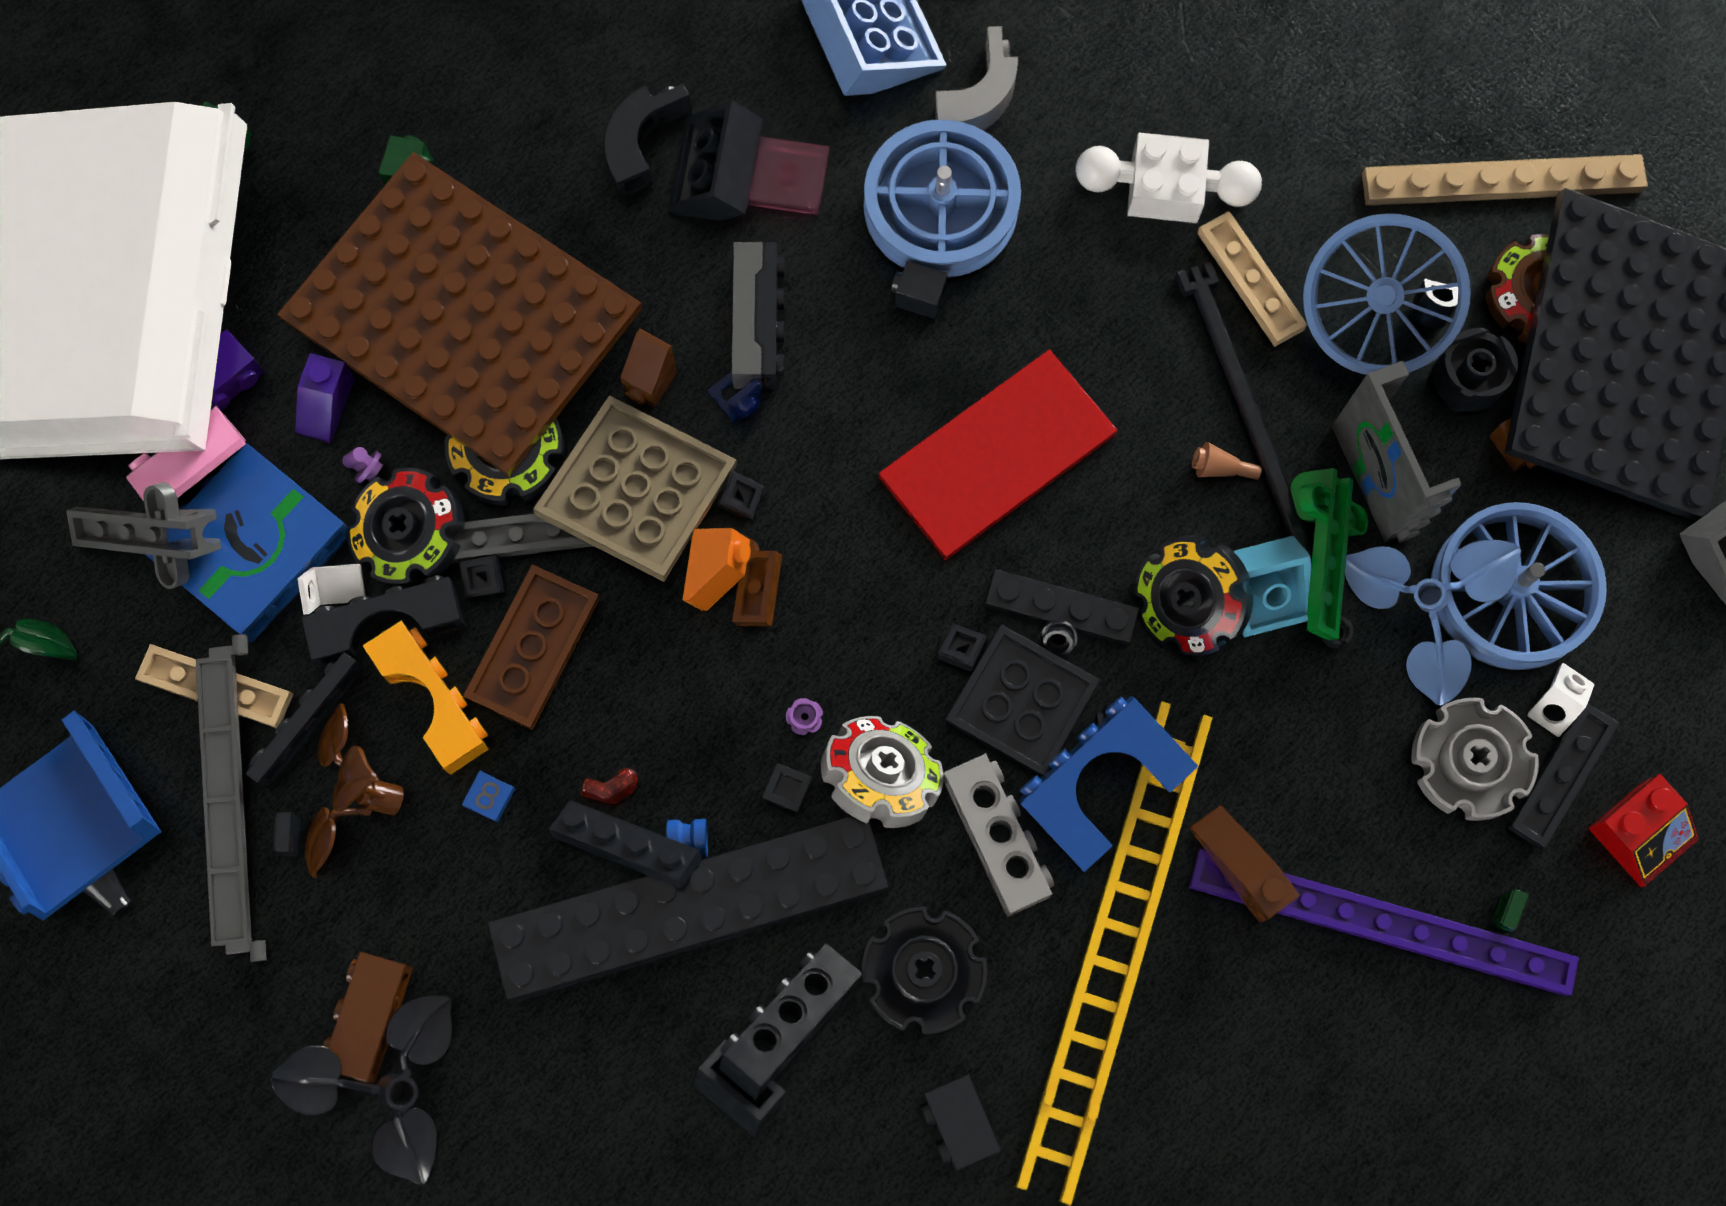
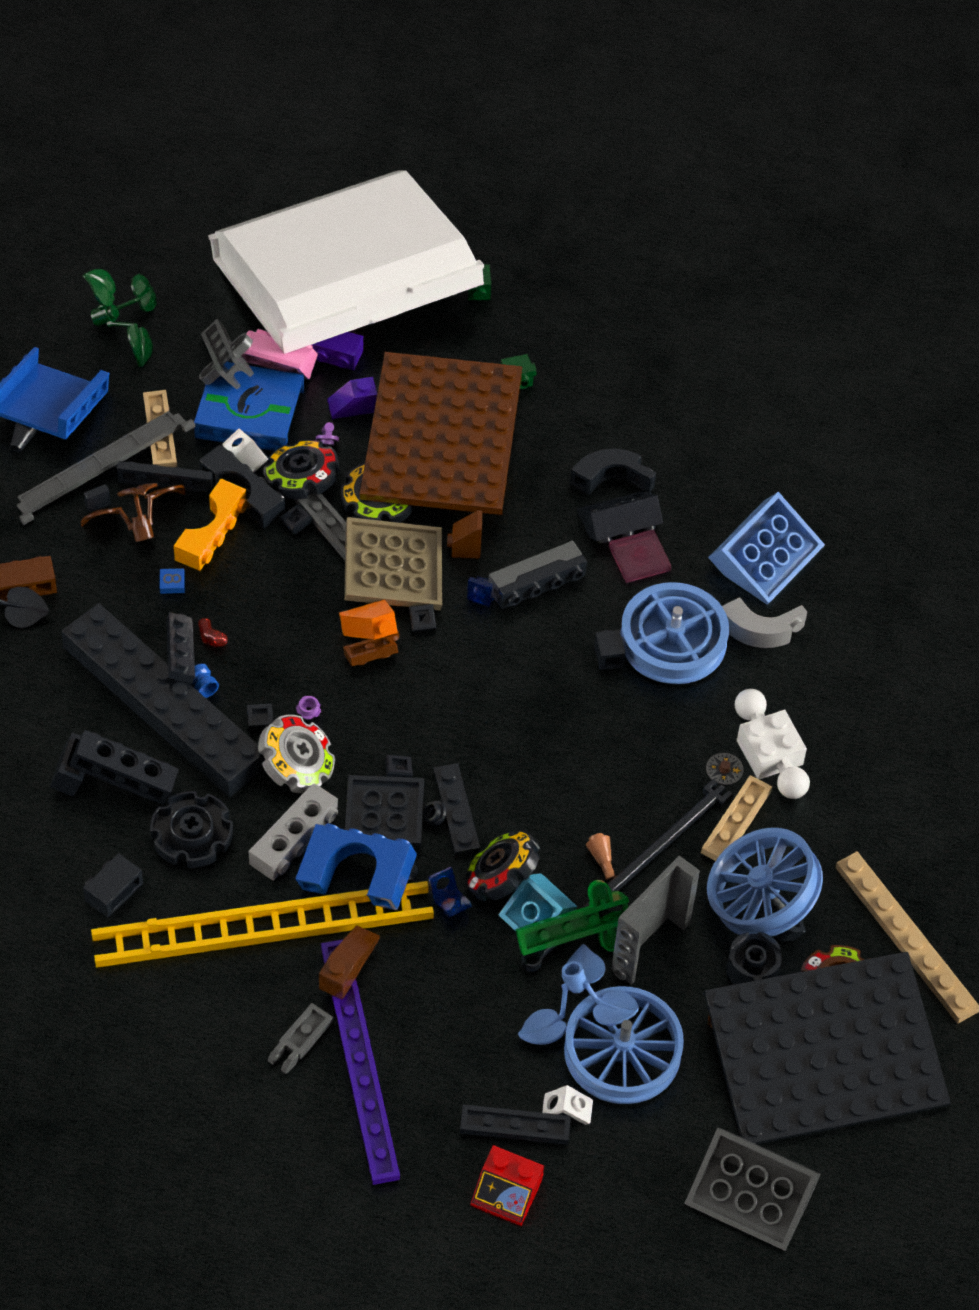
camera: 60 degrees right, 20 degrees down
(532, 647) = (270, 560): reddish brown plate -> none
(997, 454) = (533, 736): red tile -> none
(1161, 252) = (724, 768): none -> piece
(1198, 684) = (449, 898): none -> clear blue bracket
(1314, 980) = (301, 1036): none -> dark grey hinge
(1503, 764) = (476, 1063): light grey piece -> none
(1508, 911) = (407, 1125): dark green tile -> none

